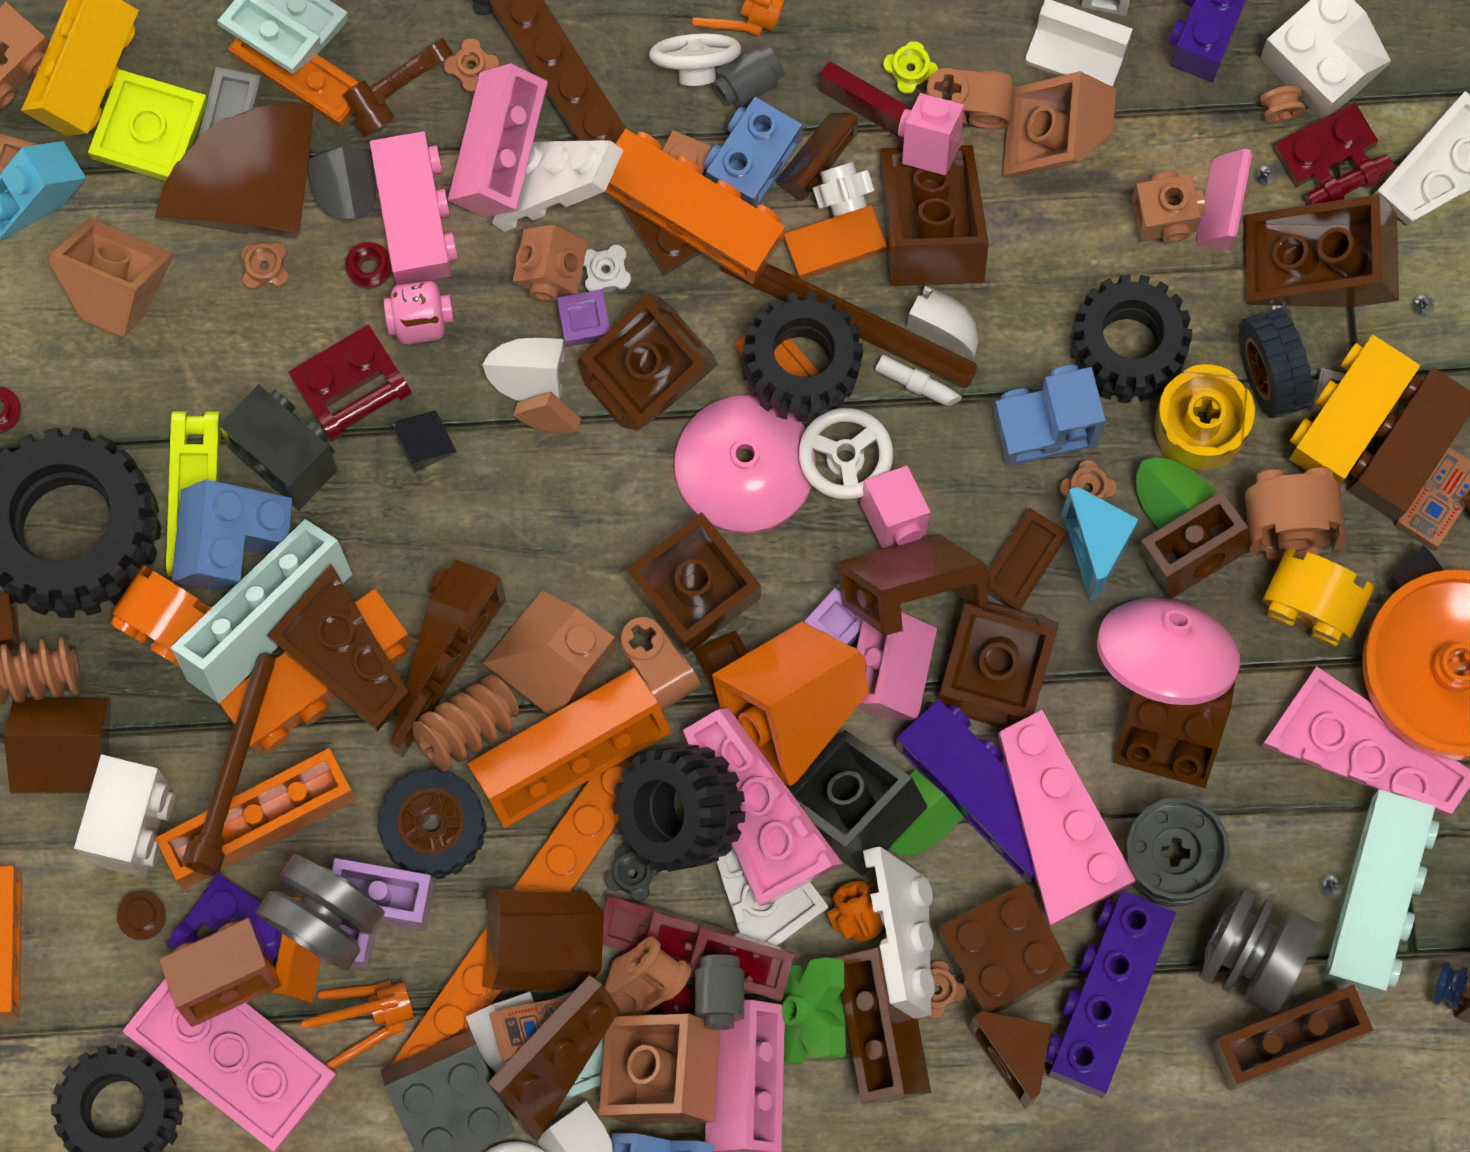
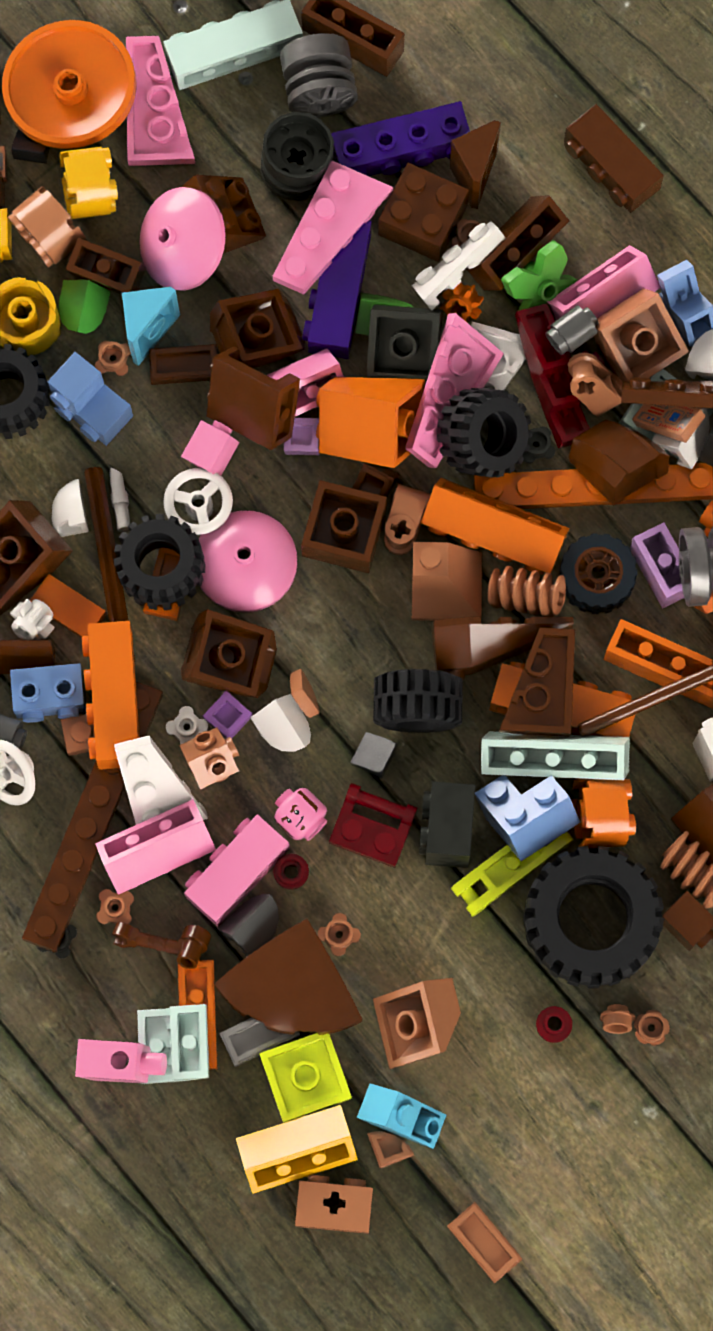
camera: 125 degrees left, 0 degrees up
(434, 509) = (418, 700): none -> black tyre

